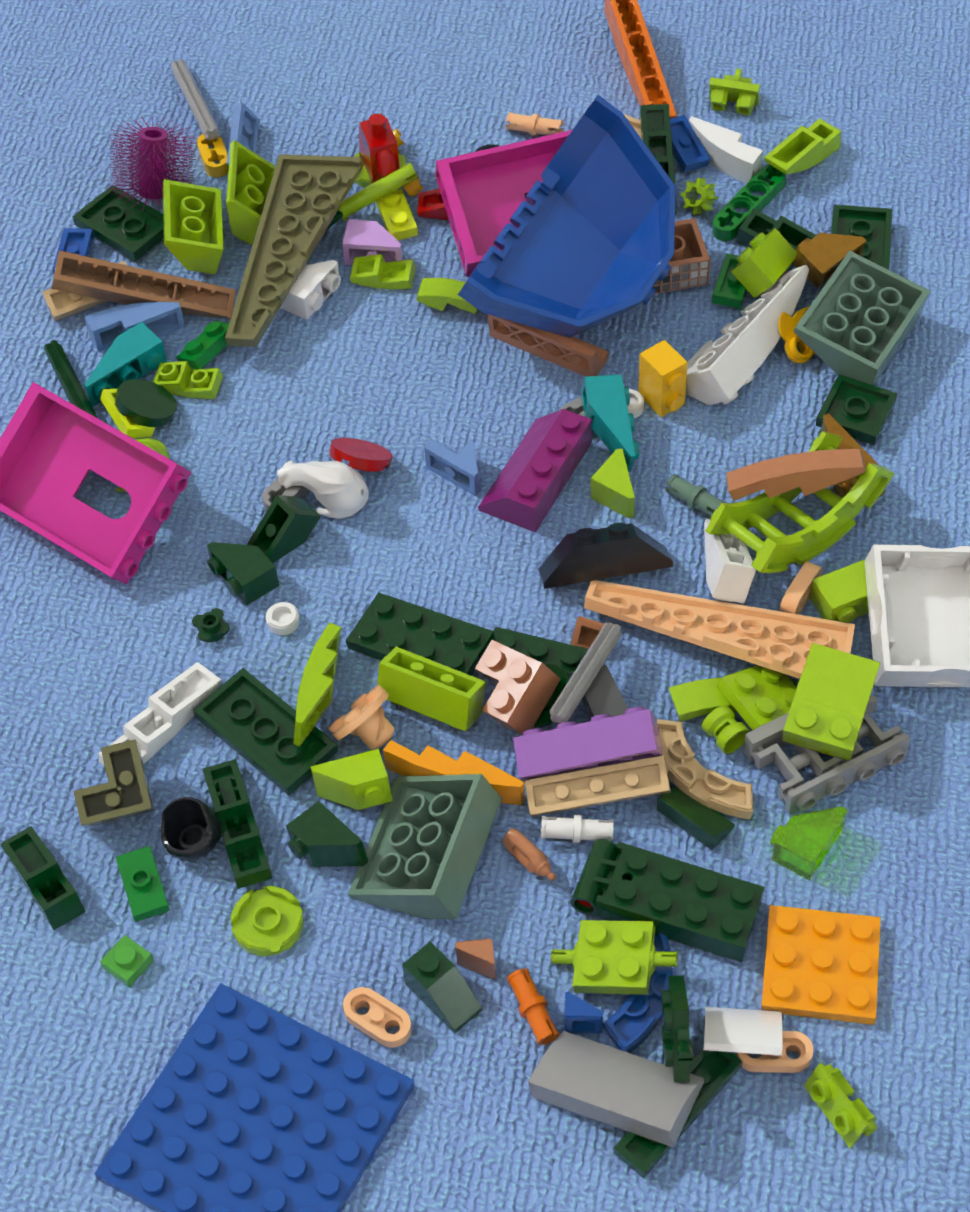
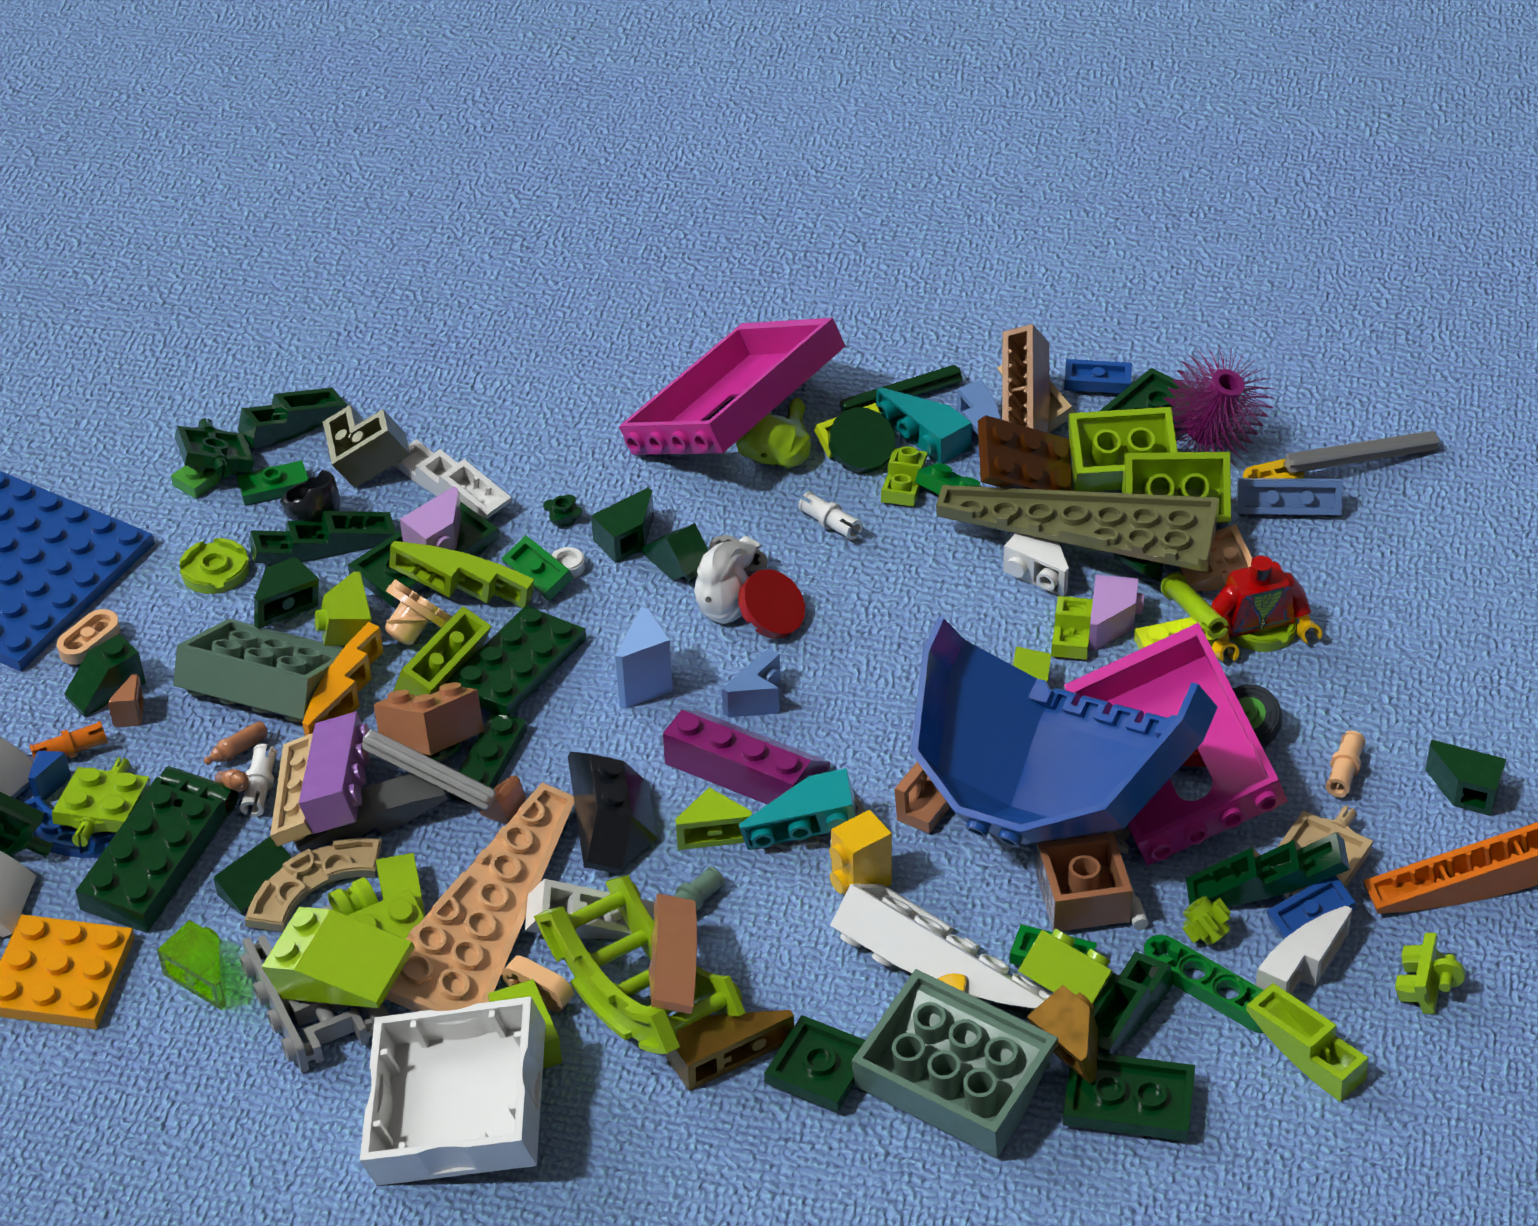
camera: 90 degrees right, 10 degrees down
(101, 934) = (213, 448): none -> dark green plate
(206, 279) = (1022, 456): none -> reddish brown plate
(238, 426) = (830, 515): none -> white pin
(254, 705) = (435, 521): none -> lavender slope
(295, 634) = (538, 564): none -> green plate
(435, 532) = (643, 662): none -> light blue slope
(549, 64) = (1466, 776): none -> dark green slope
(590, 840) = (233, 779): none -> nougat piece

